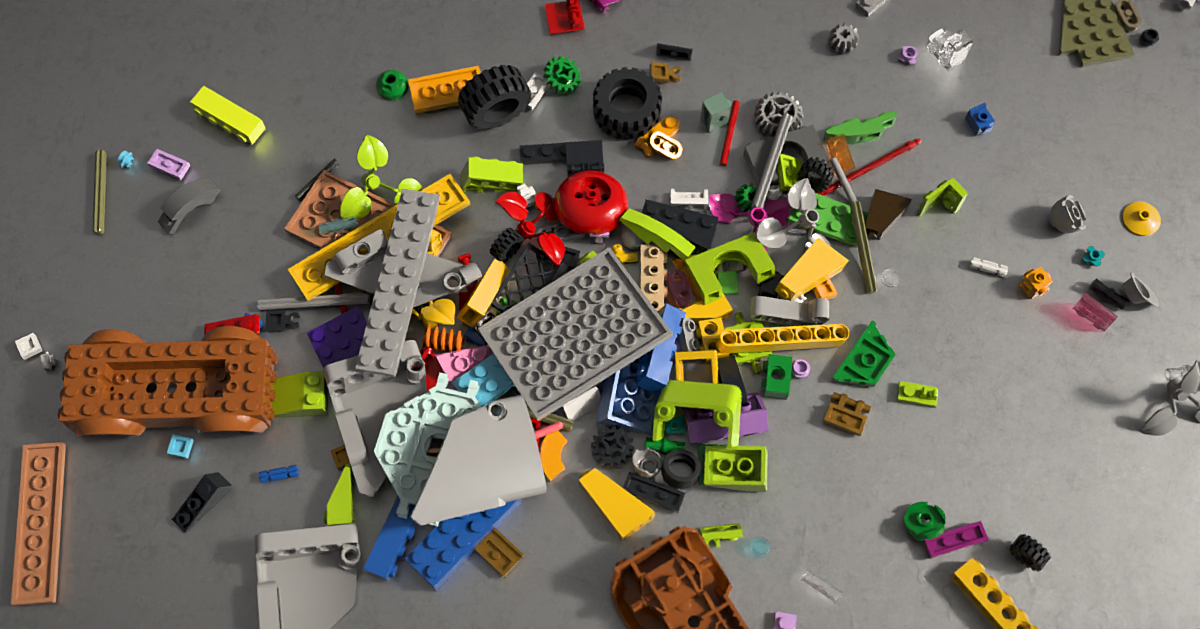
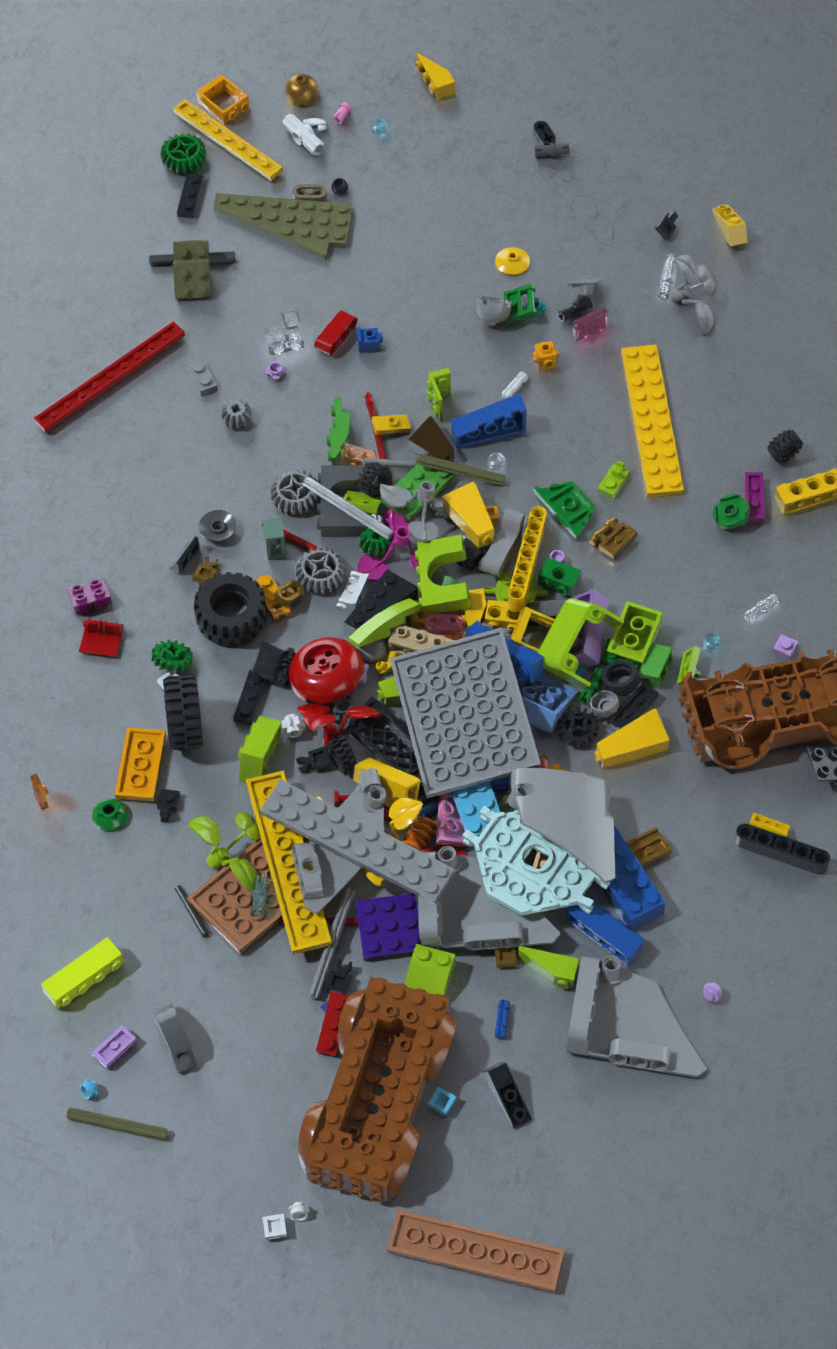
camera: 70 degrees left, 10 degrees down
(388, 20) = (40, 791): none -> clear orange plate
(418, 124) = (167, 802): none -> black plate
(496, 225) = (317, 760): none -> black plate
(711, 500) = (657, 665): none -> bright green hinge
(714, 166) = (322, 576): none -> light grey gear
(715, 58) = (215, 520): none -> dark grey dish
(891, 170) = (391, 424): none -> yellow plate
(930, 256) = (490, 422): none -> blue wedge
(974, 89) = (335, 333): none -> red beam
(1007, 409) = (652, 421): none -> yellow plate
(1092, 233) = (517, 308): none -> green plate

